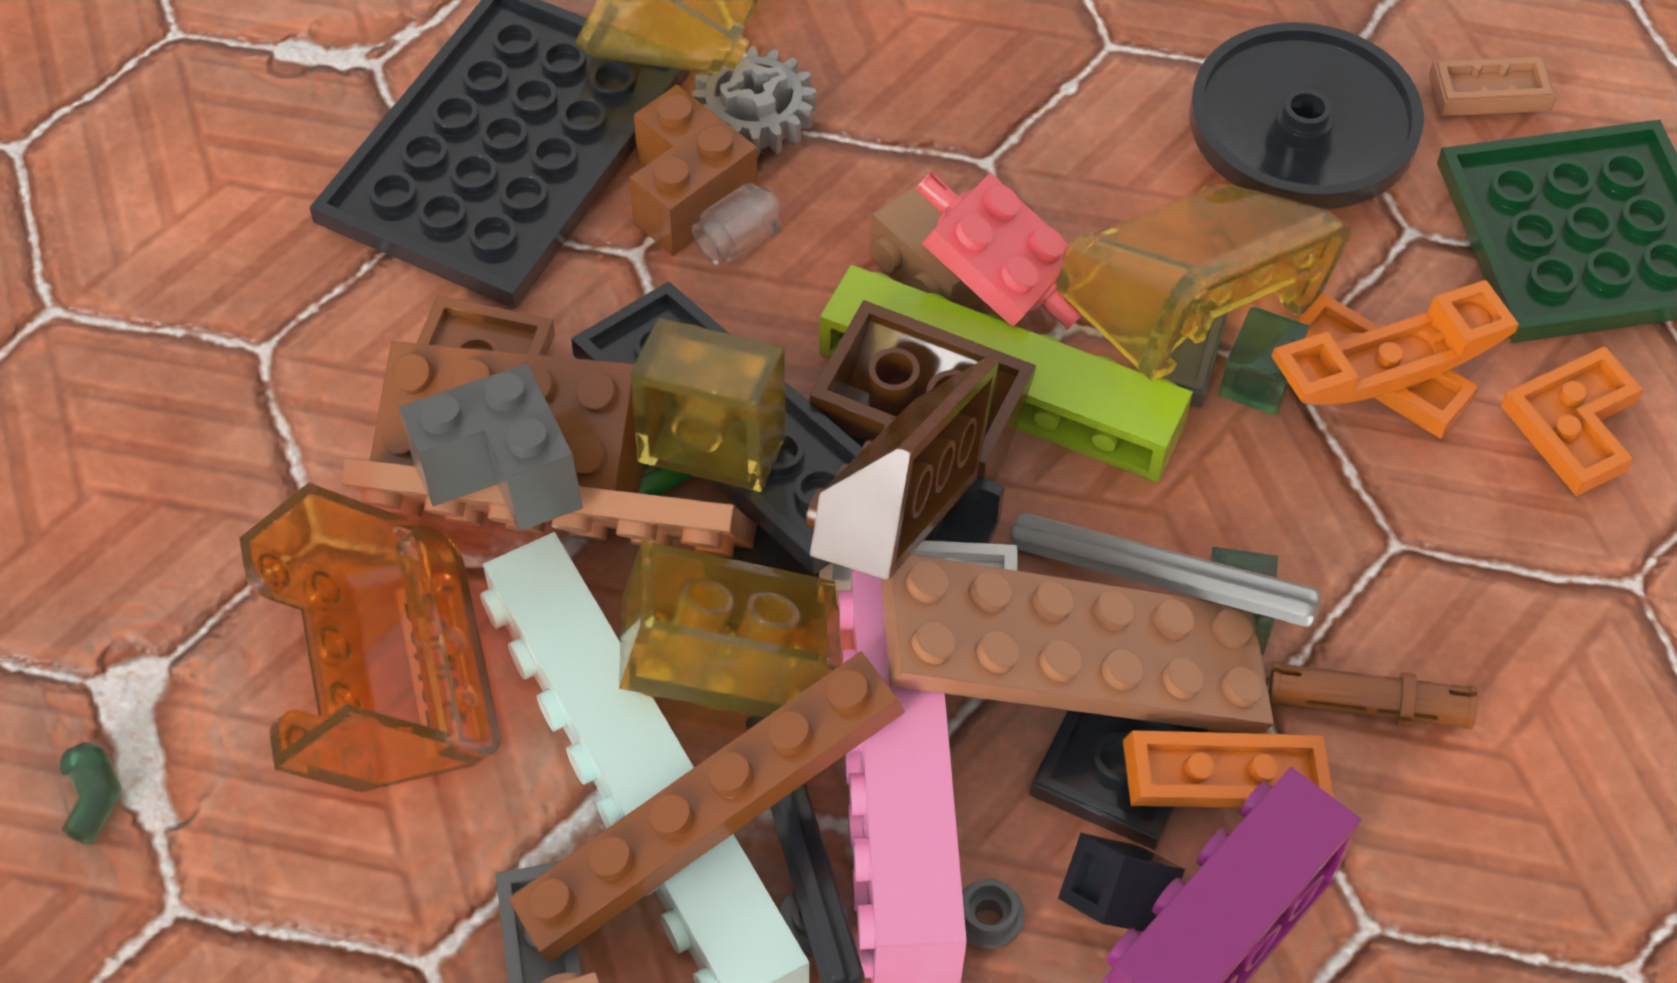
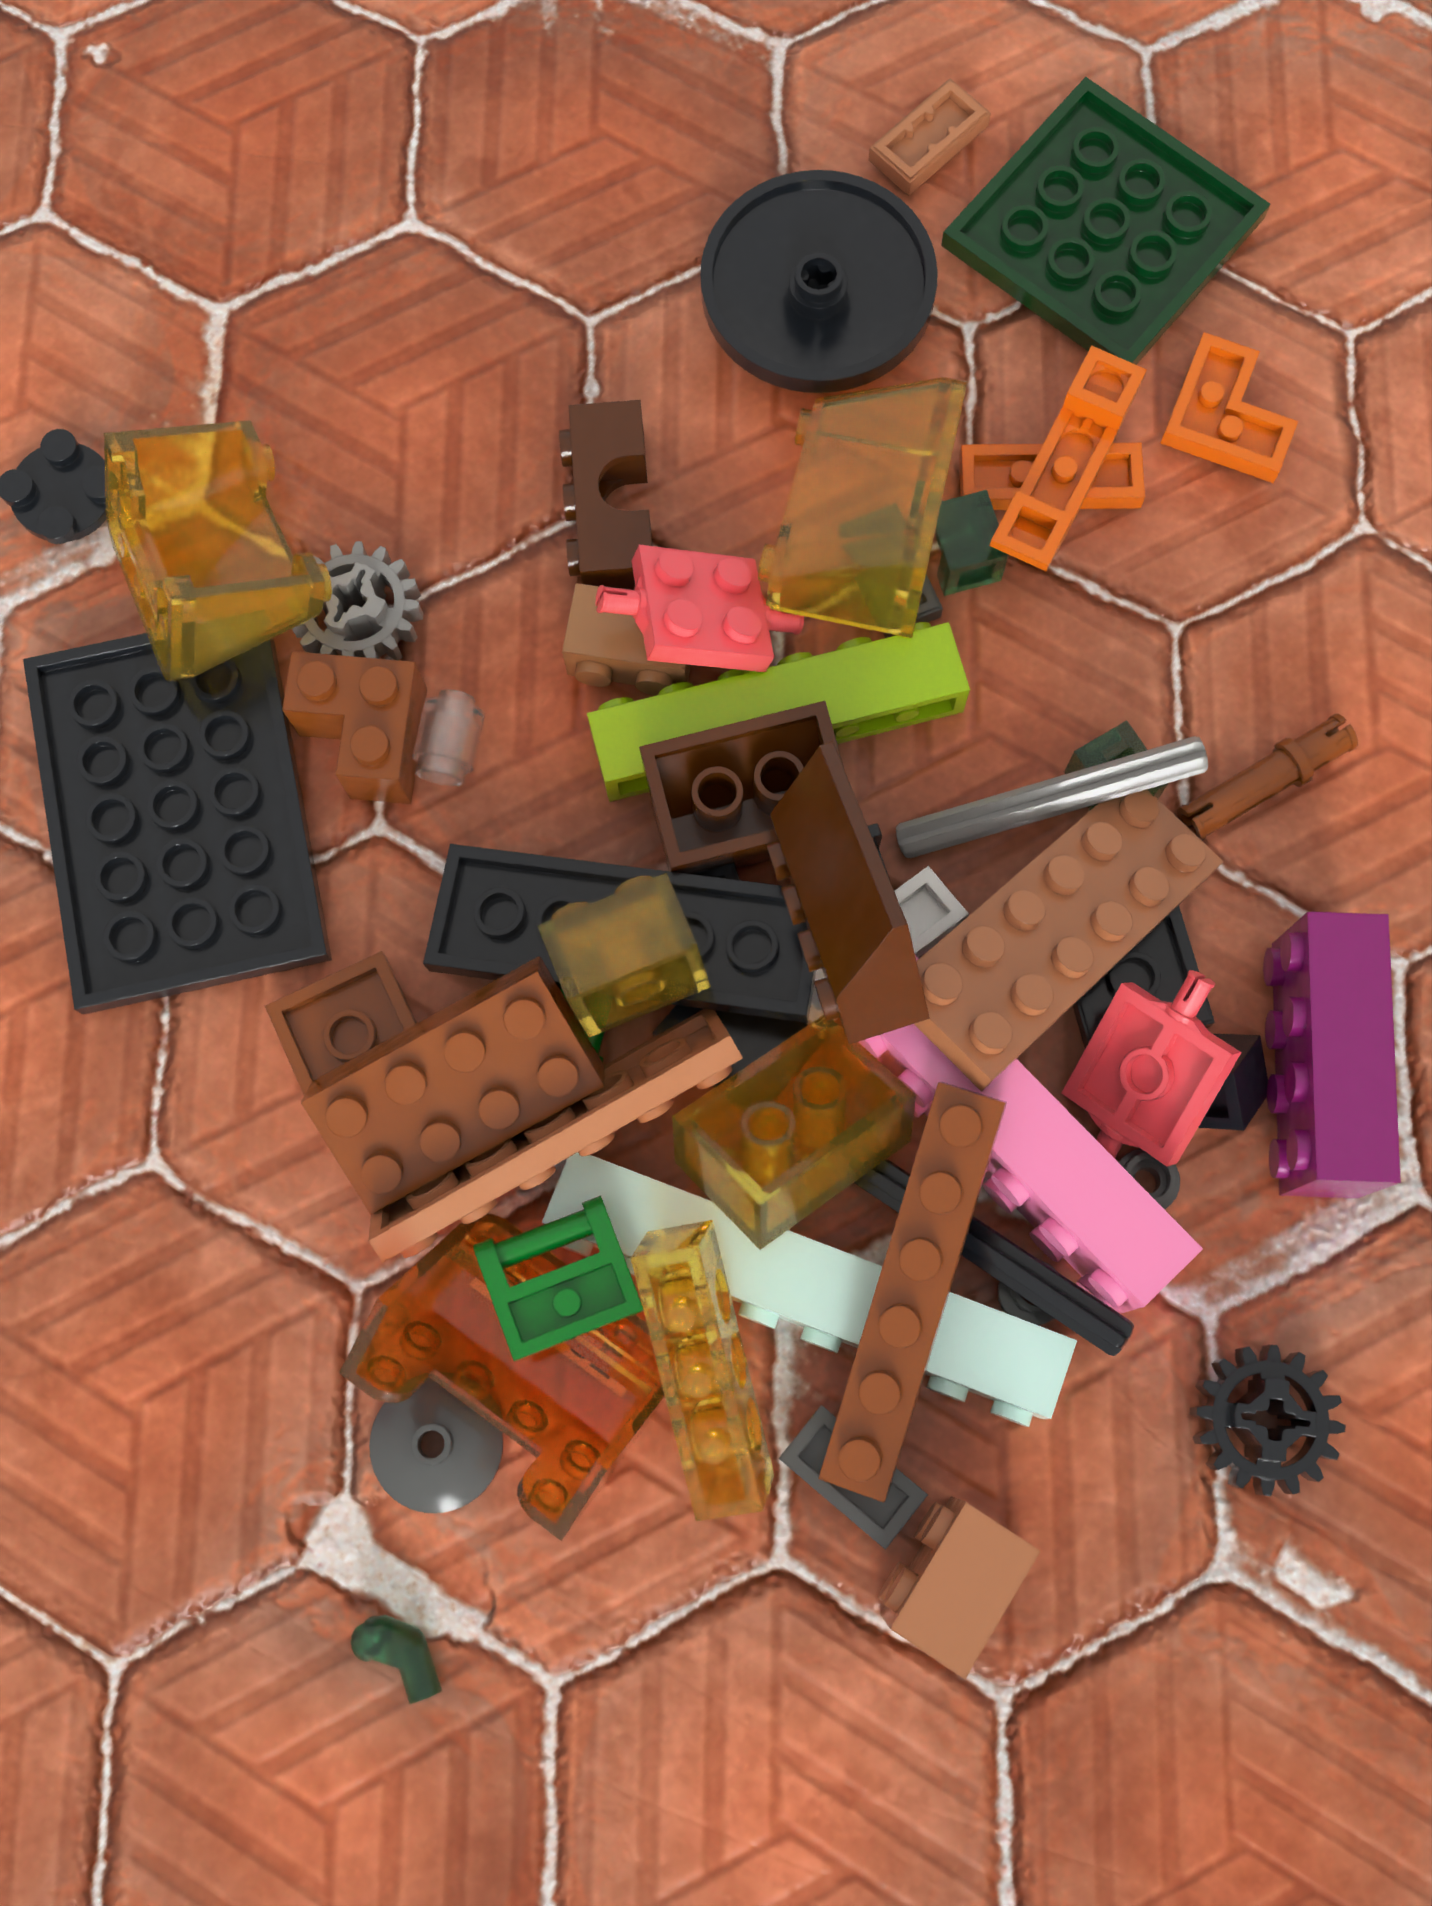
camera: 35 degrees left, 20 degrees up
(251, 700) = (439, 1483): none -> dark grey dish
(448, 616) = (563, 1300): none -> green plate
(491, 436) = (491, 1132): dark grey brick -> none
(496, 742) = (703, 1370): none -> clear yellow brick
(1030, 123) = (605, 453): none -> reddish brown arch
(1058, 815) = (1151, 1070): none -> coral plate
(1216, 767) = (1229, 923): orange plate -> none

